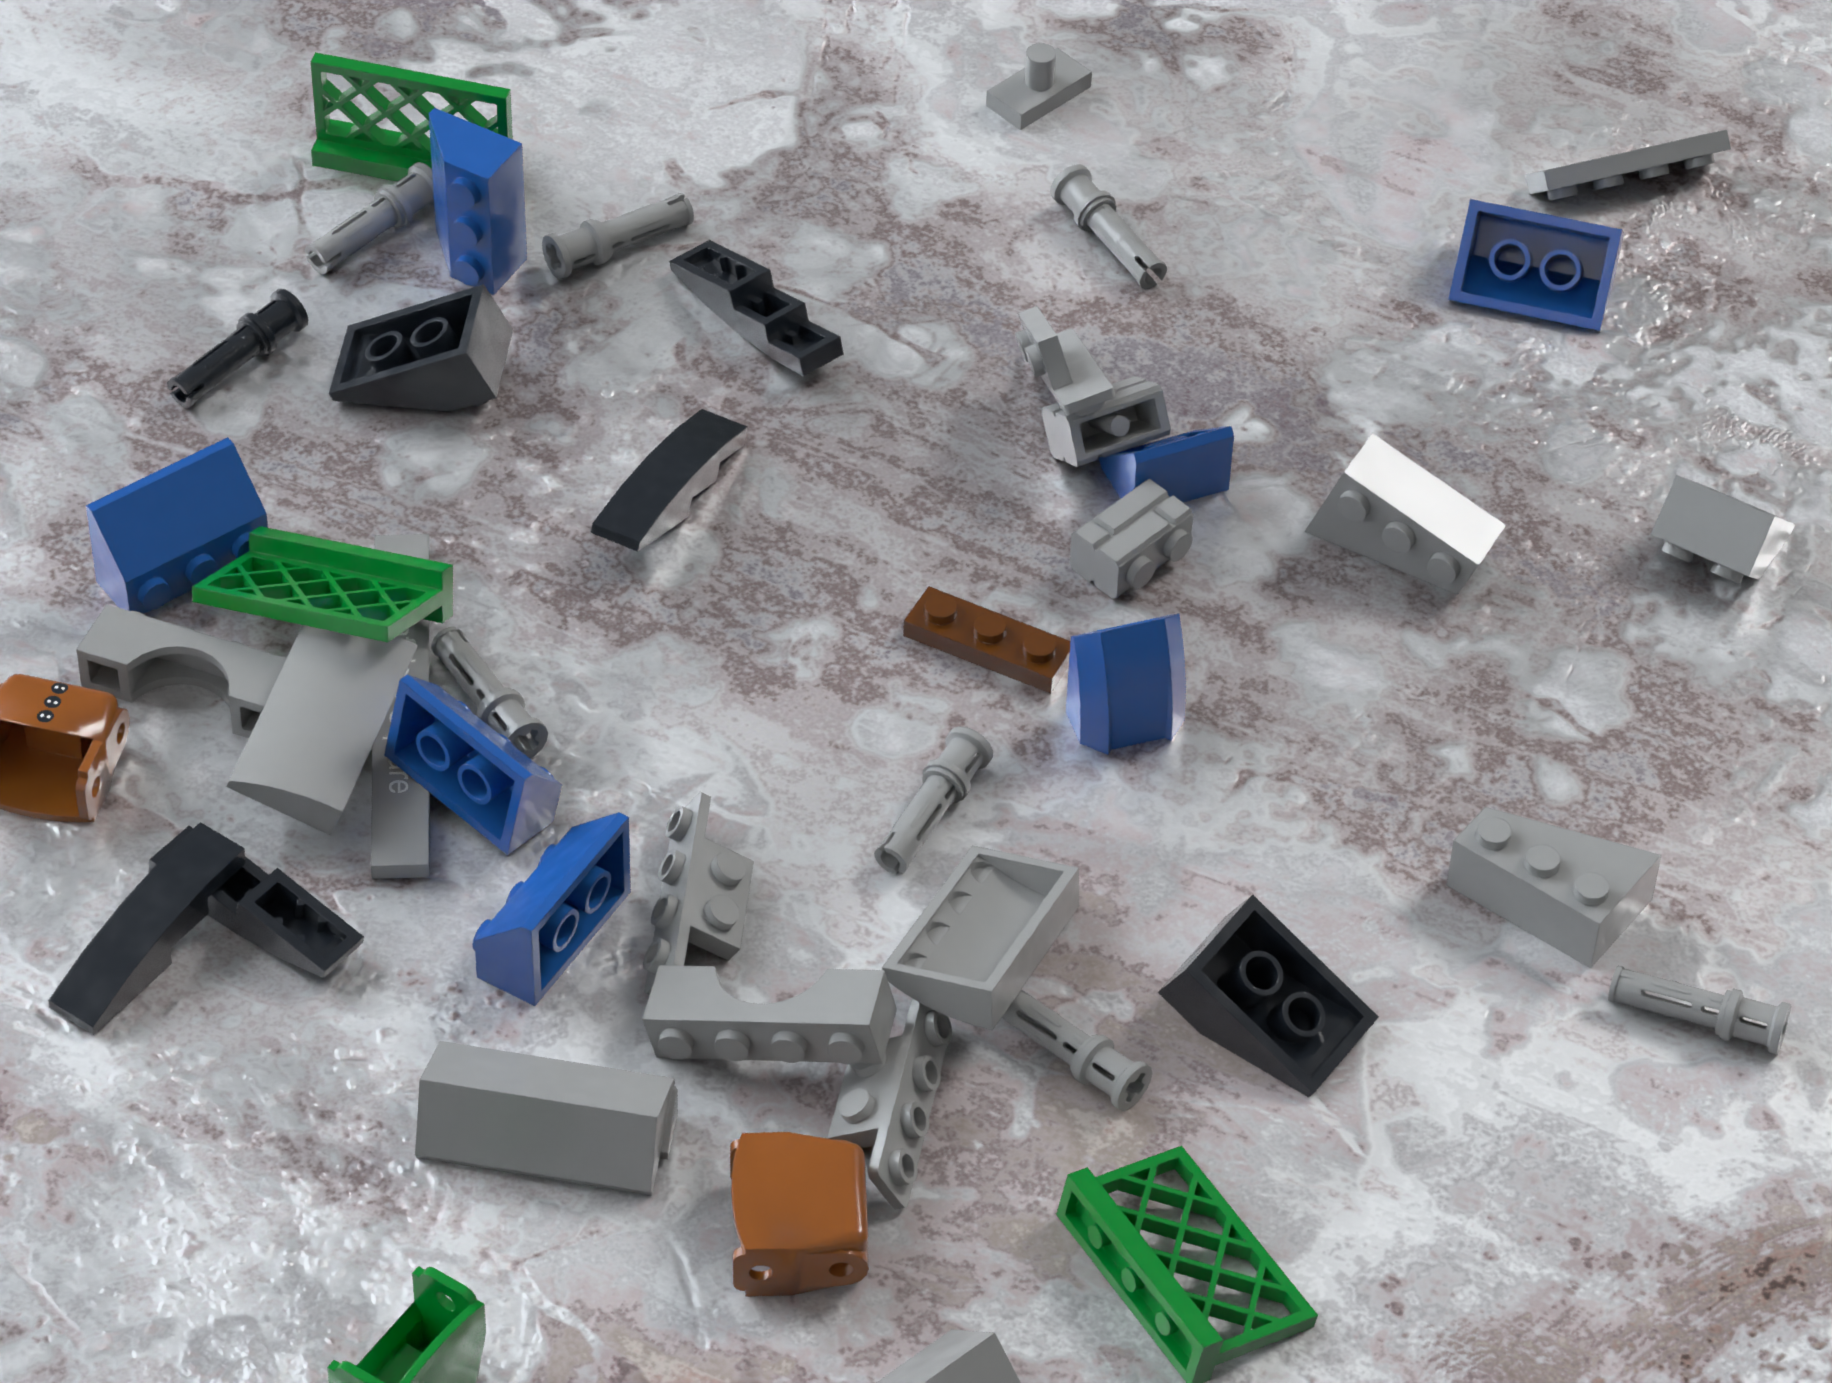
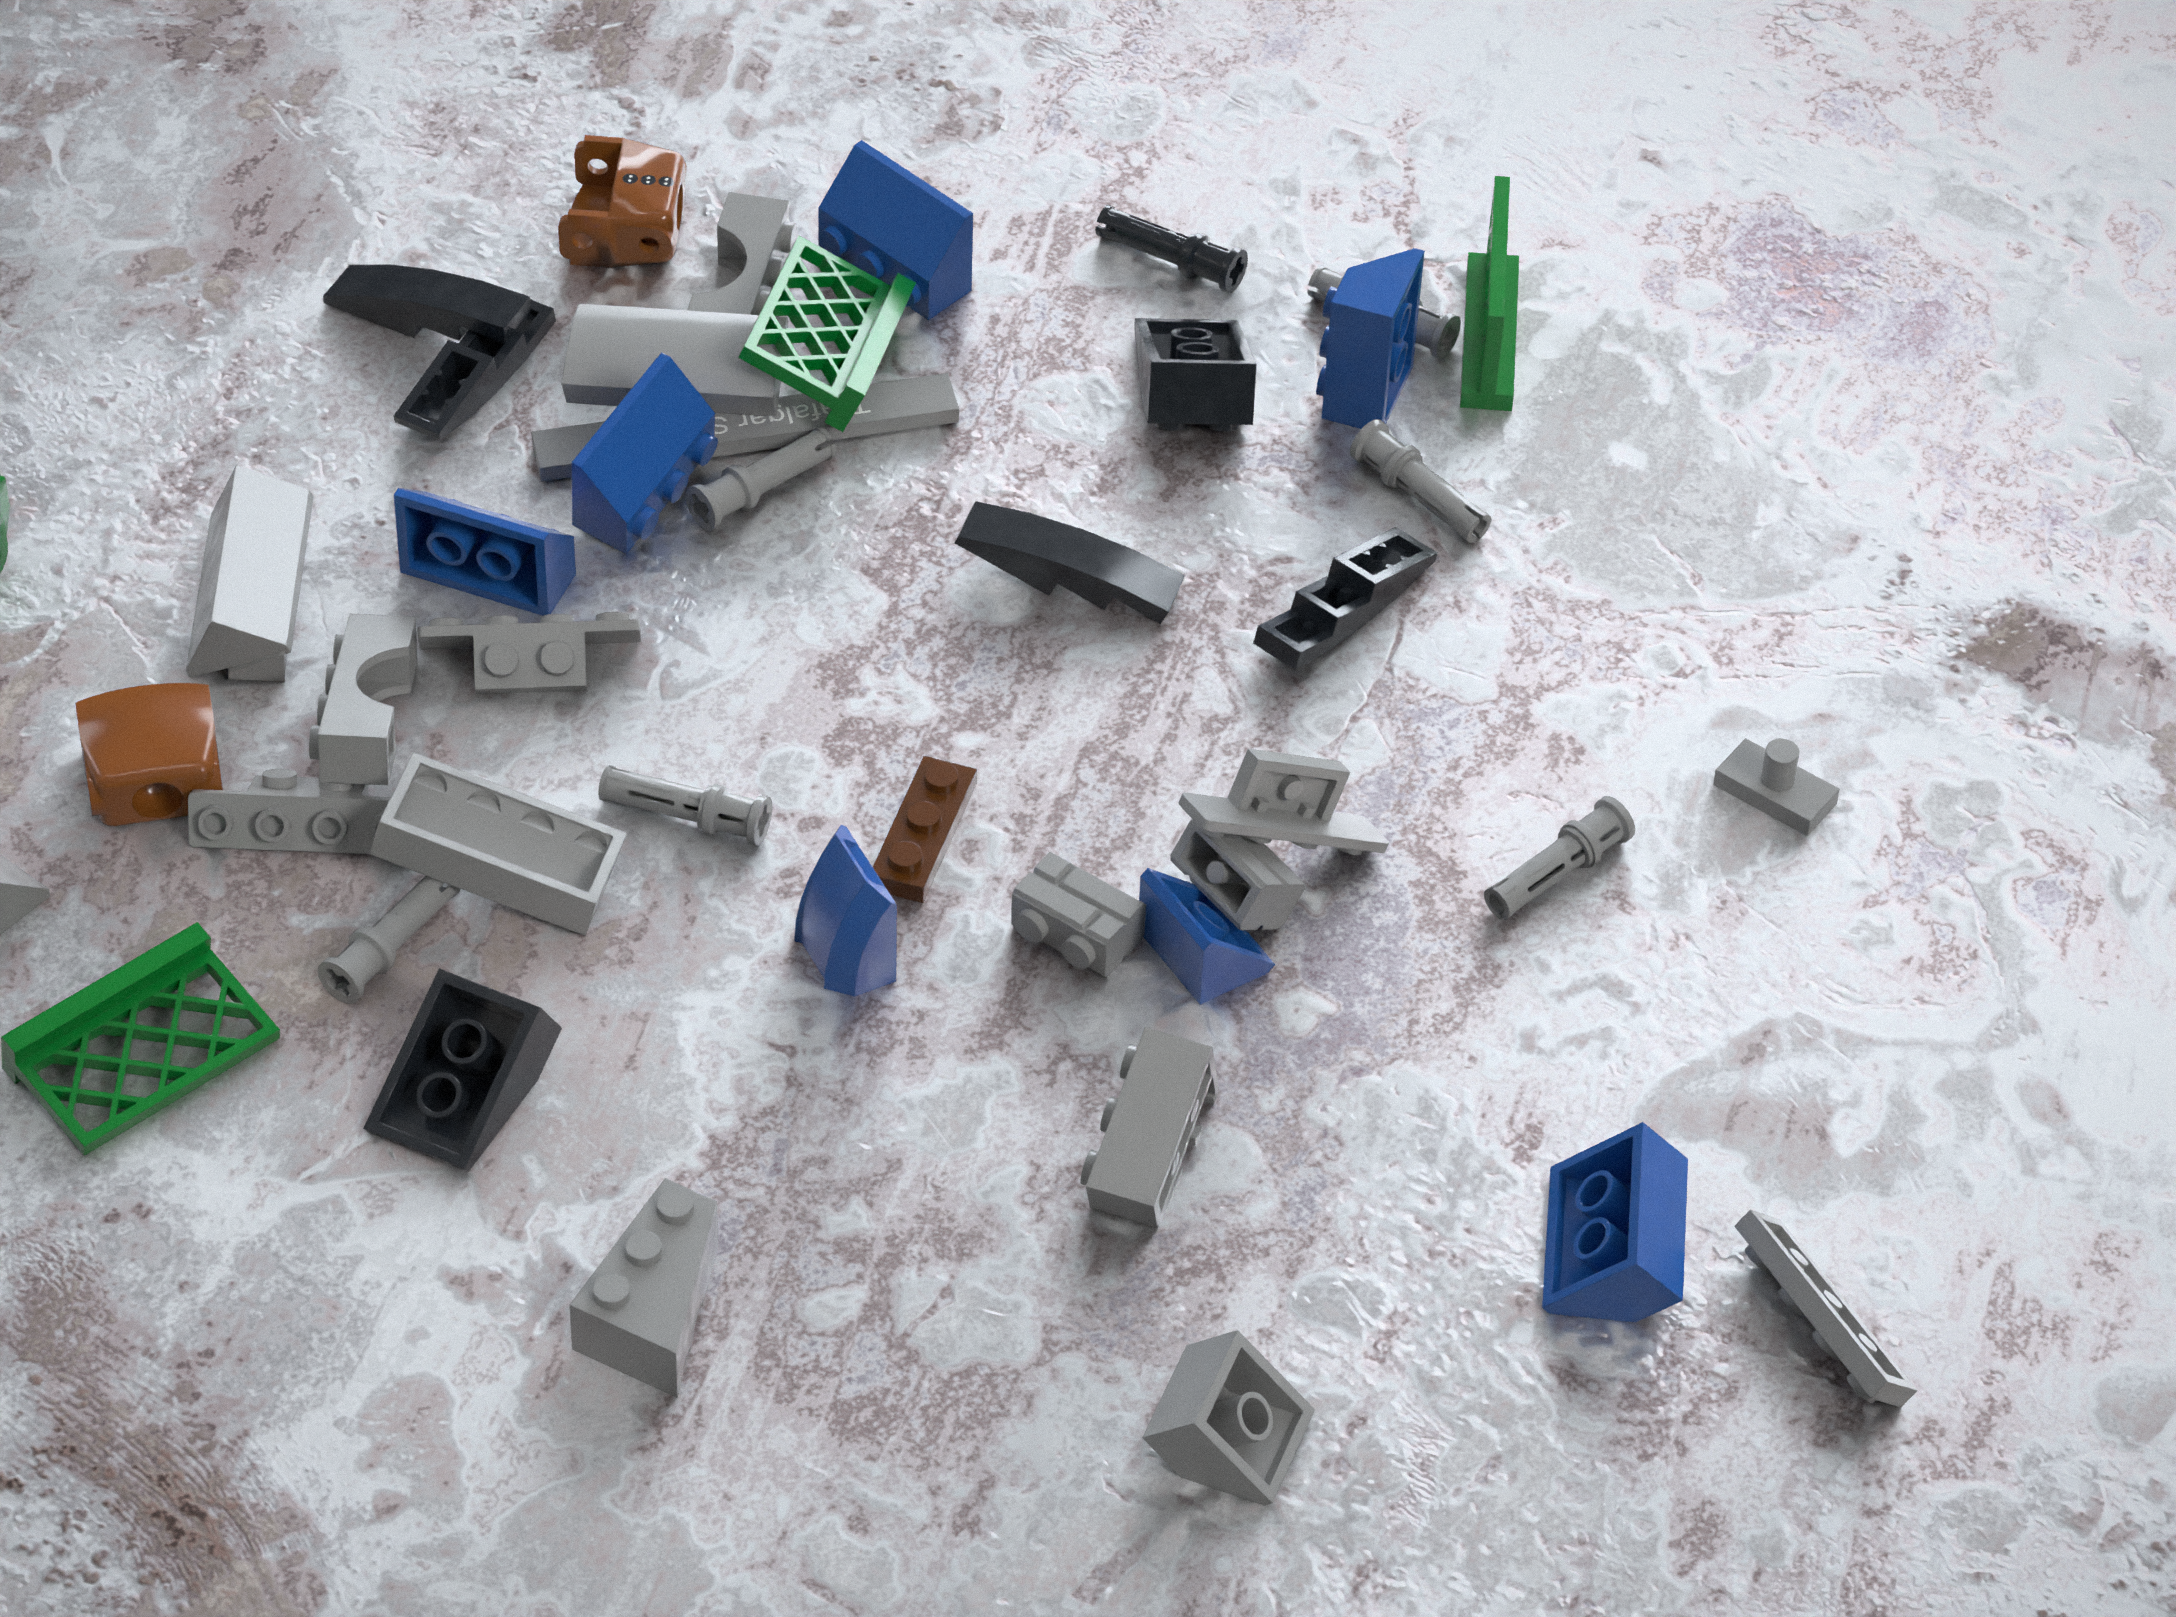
camera: 80 degrees right, 0 degrees up
(1630, 987) = (505, 1450): light grey pin -> none

